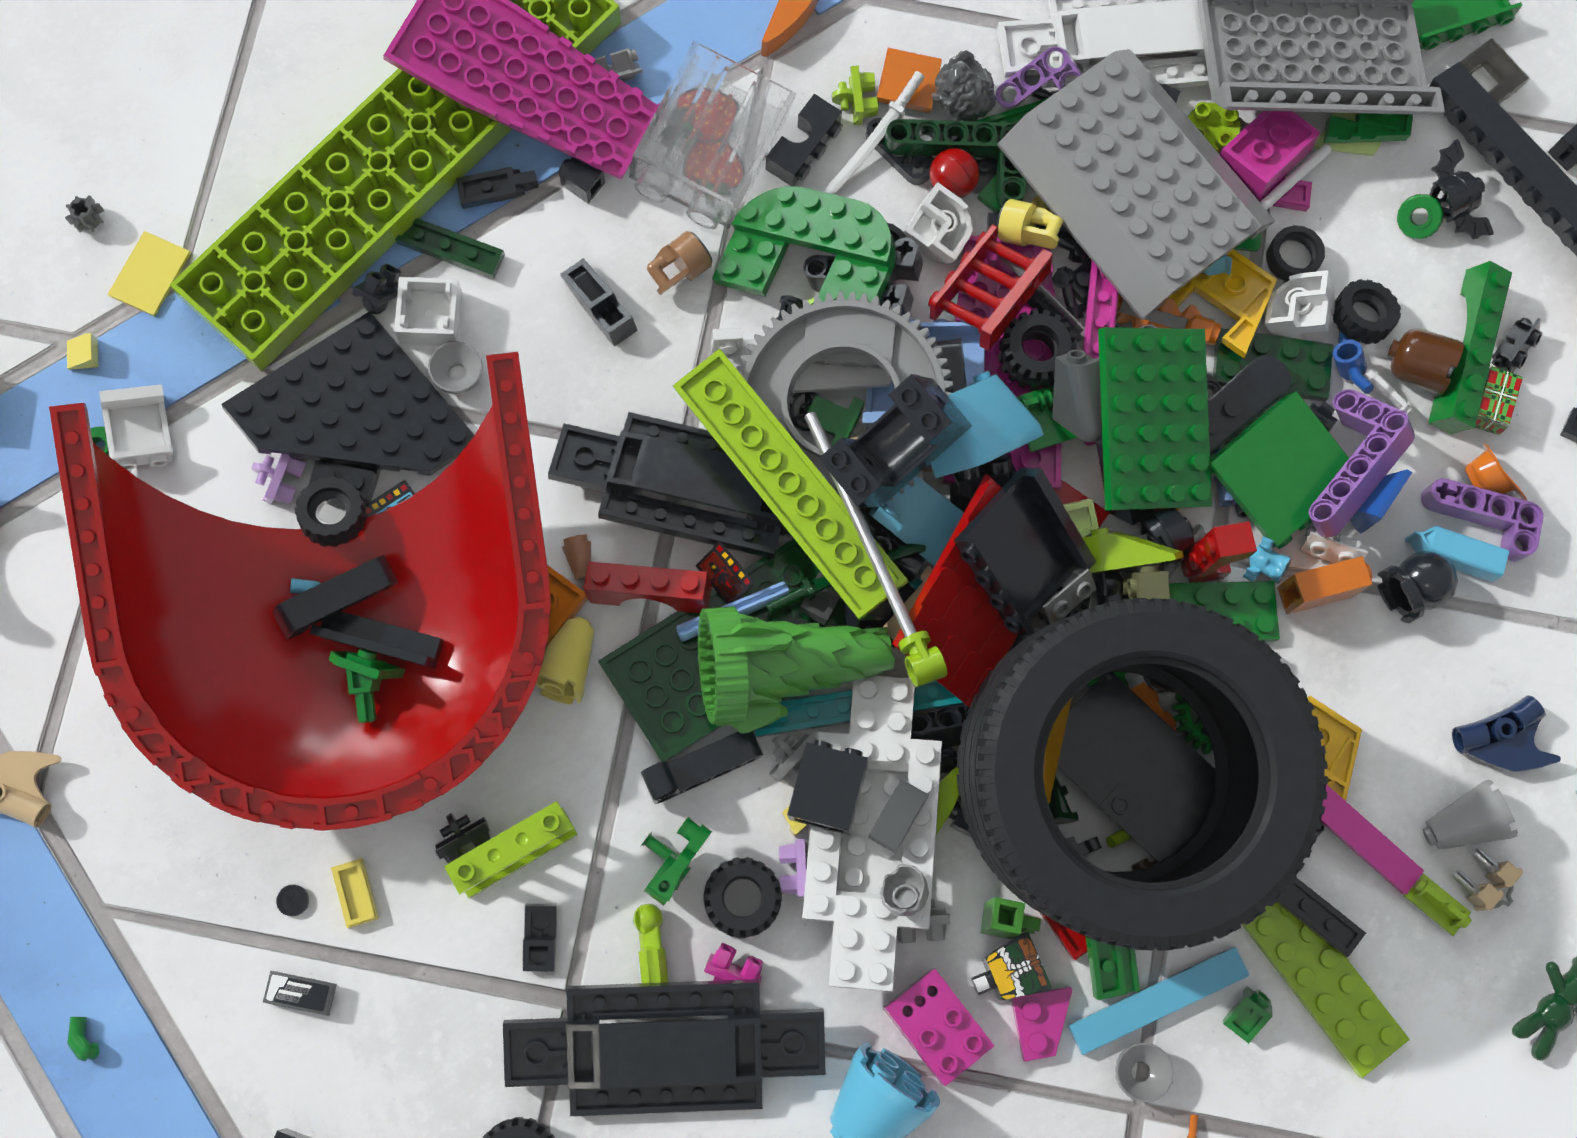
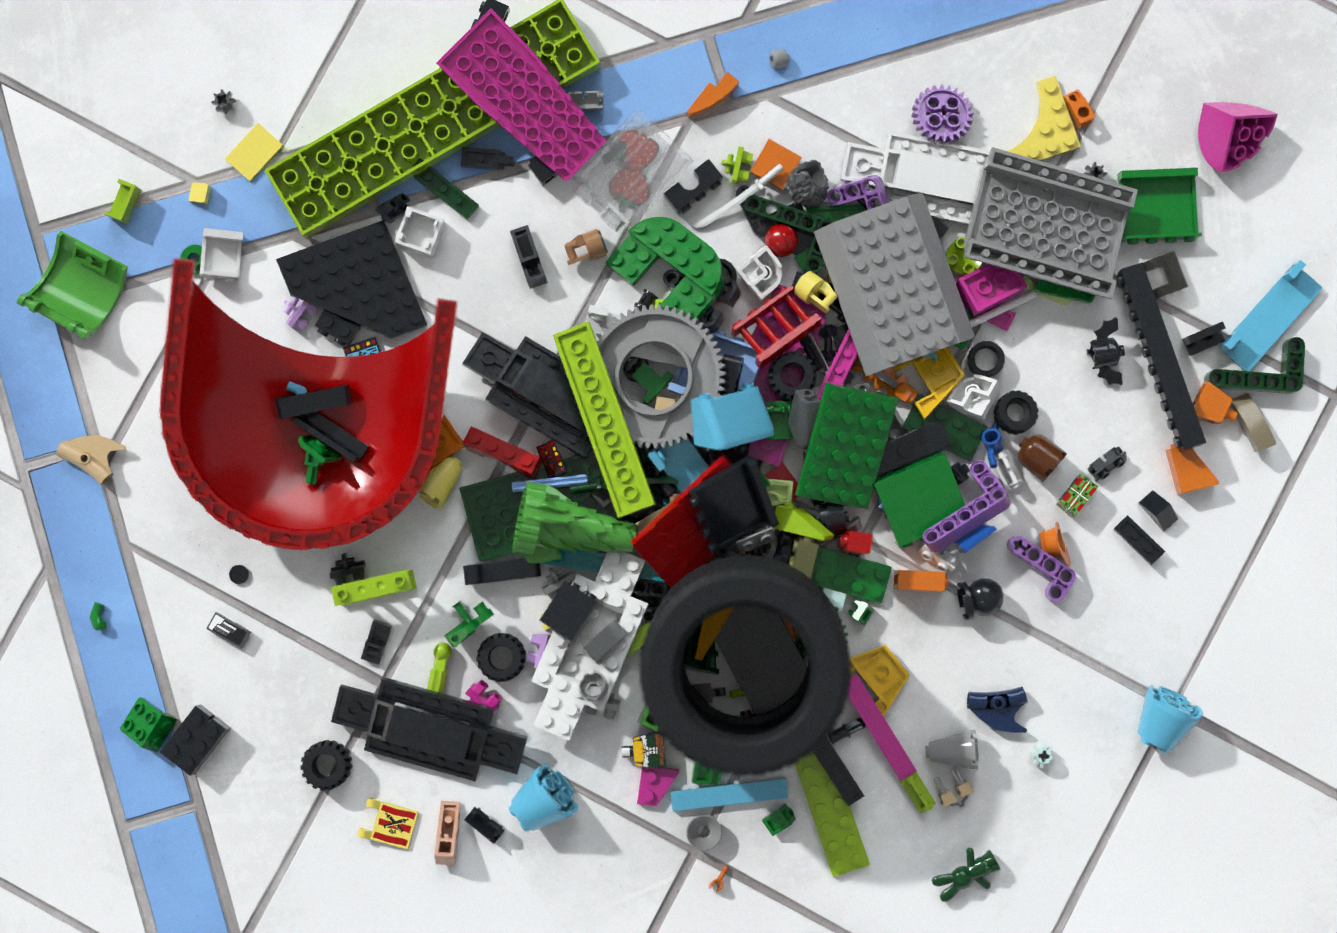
camera: 25 degrees right, 10 degrees up
(336, 533) = (330, 361): black tyre -> none
(355, 893) = (276, 581): light yellow tile -> none
(451, 355) = (419, 267): light grey piece -> none
(578, 554) = (467, 417): nougat cone -> none
(896, 444) = (671, 422): black piece -> none
(923, 664) = (643, 560): piece -> none
(938, 1027) = (592, 768): dark pink piece -> none
(1267, 562) = (890, 553): medium azure piece -> none
(1434, 221) = (1069, 362): green piece -> none
(1464, 552) = (1016, 585): medium azure piece -> none
(1485, 295) = (1095, 428): green arch -> none

